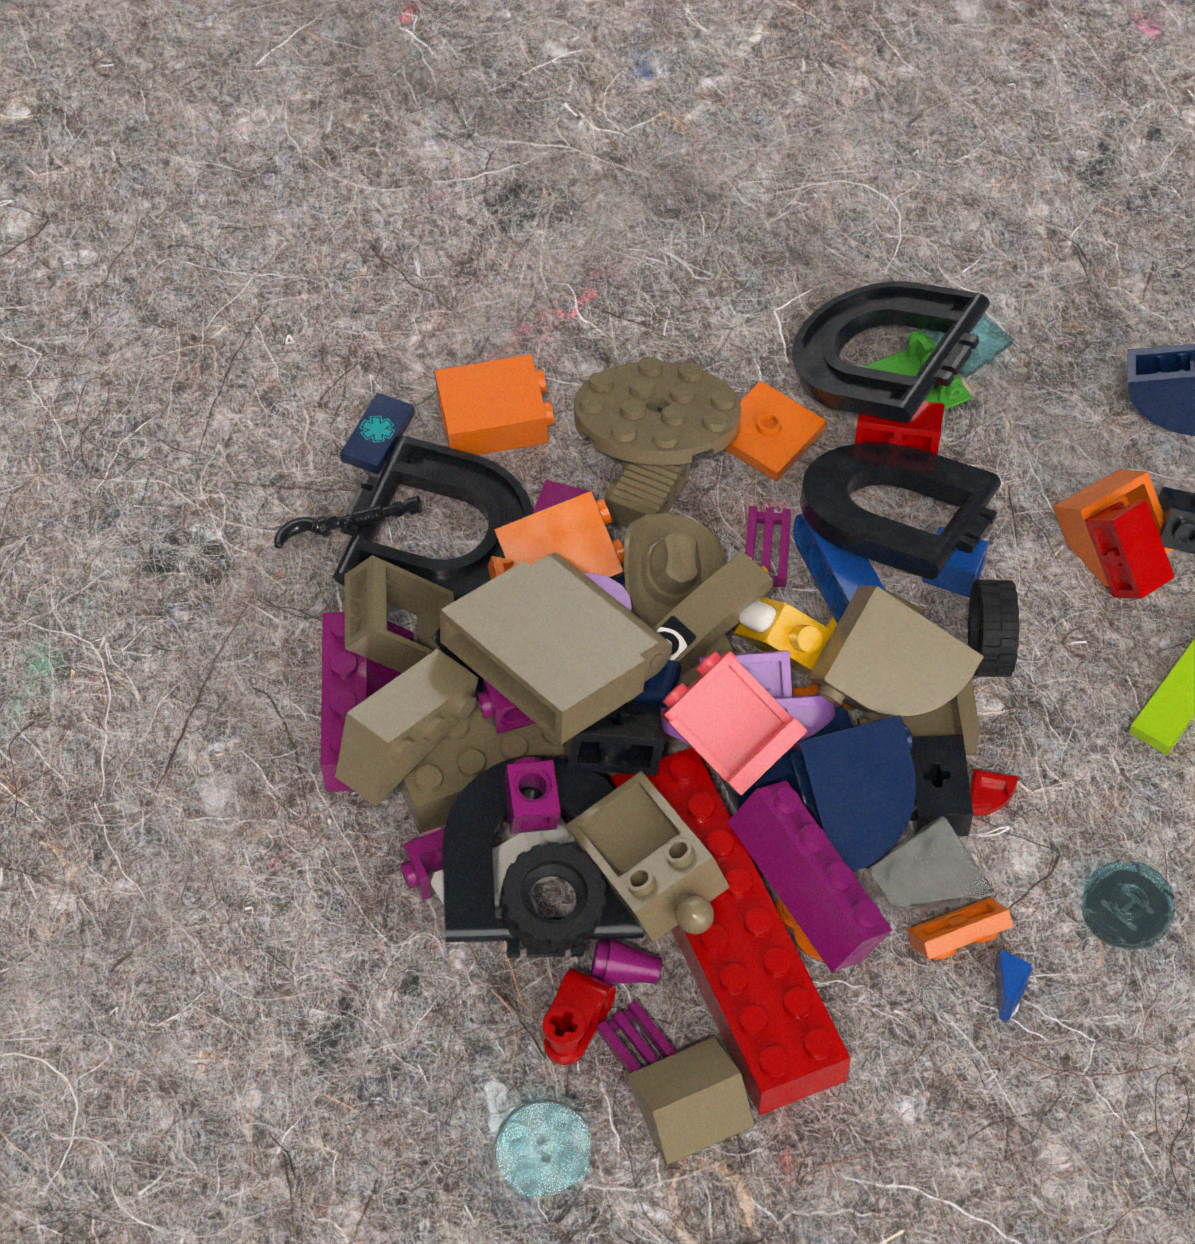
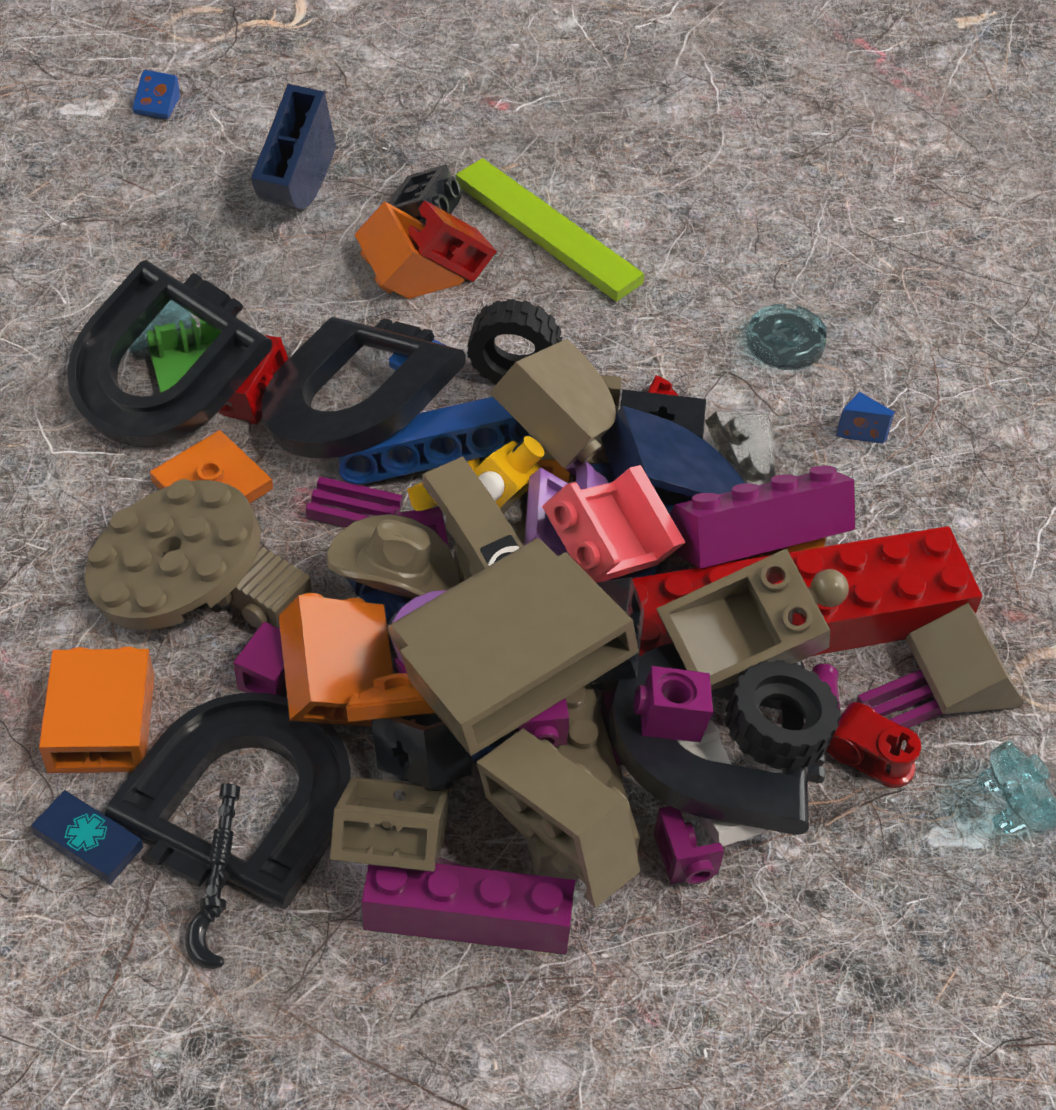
camera: 85 degrees left, 5 degrees down
(970, 924) = (805, 437): orange plate -> none

